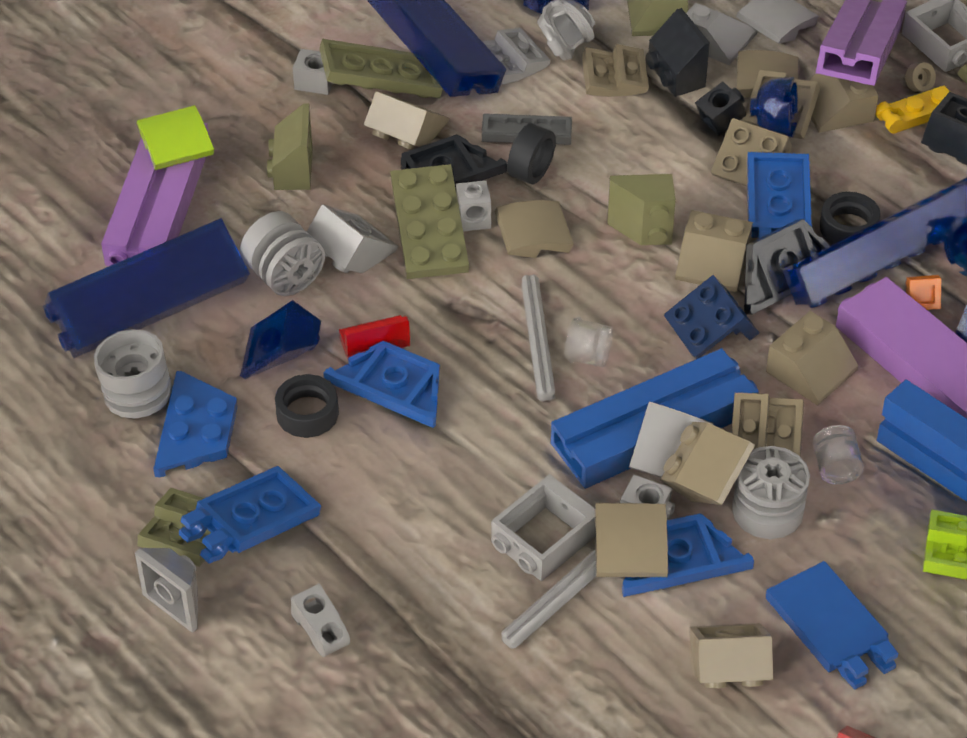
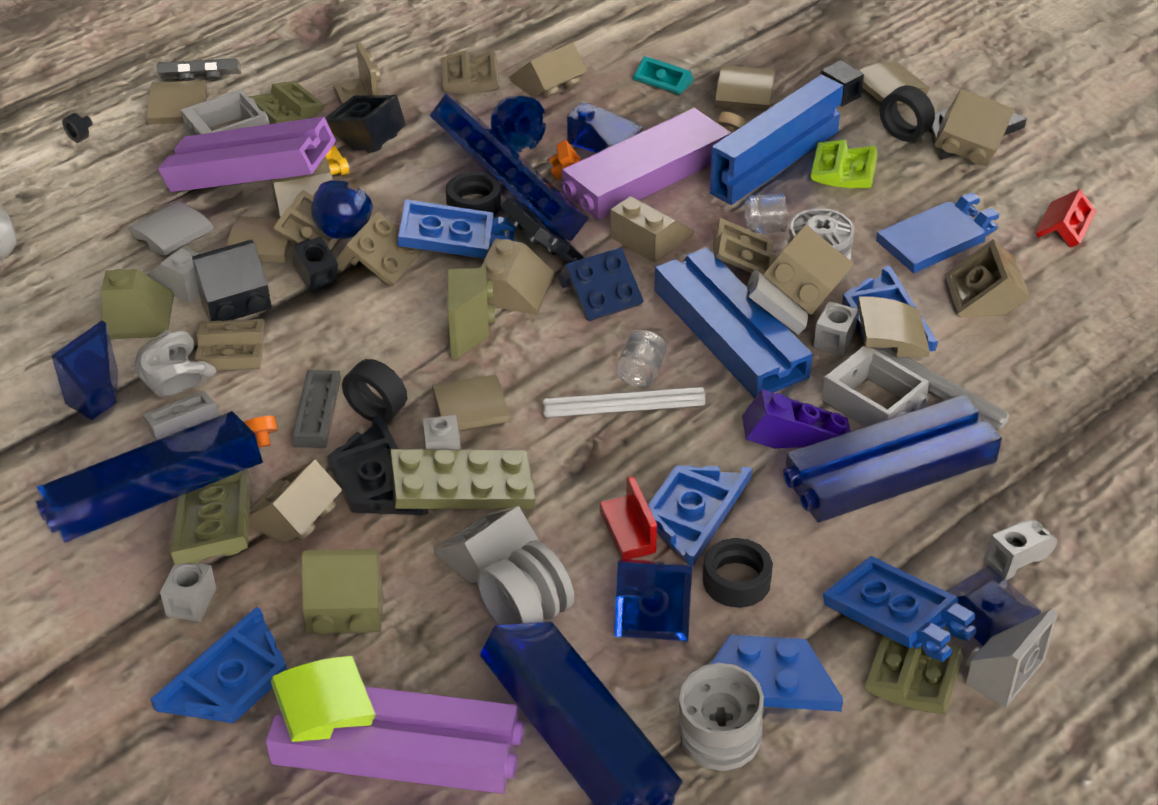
camera: 90 degrees left, 5 degrees down
(233, 104) = (227, 675): none -> blue wing
(252, 588) = (994, 602): none -> clear blue slope
(449, 535) = (891, 458): none -> clear blue brick
(497, 95) = (262, 427): none -> orange tile
(497, 460) = (789, 423): none -> dark purple slope

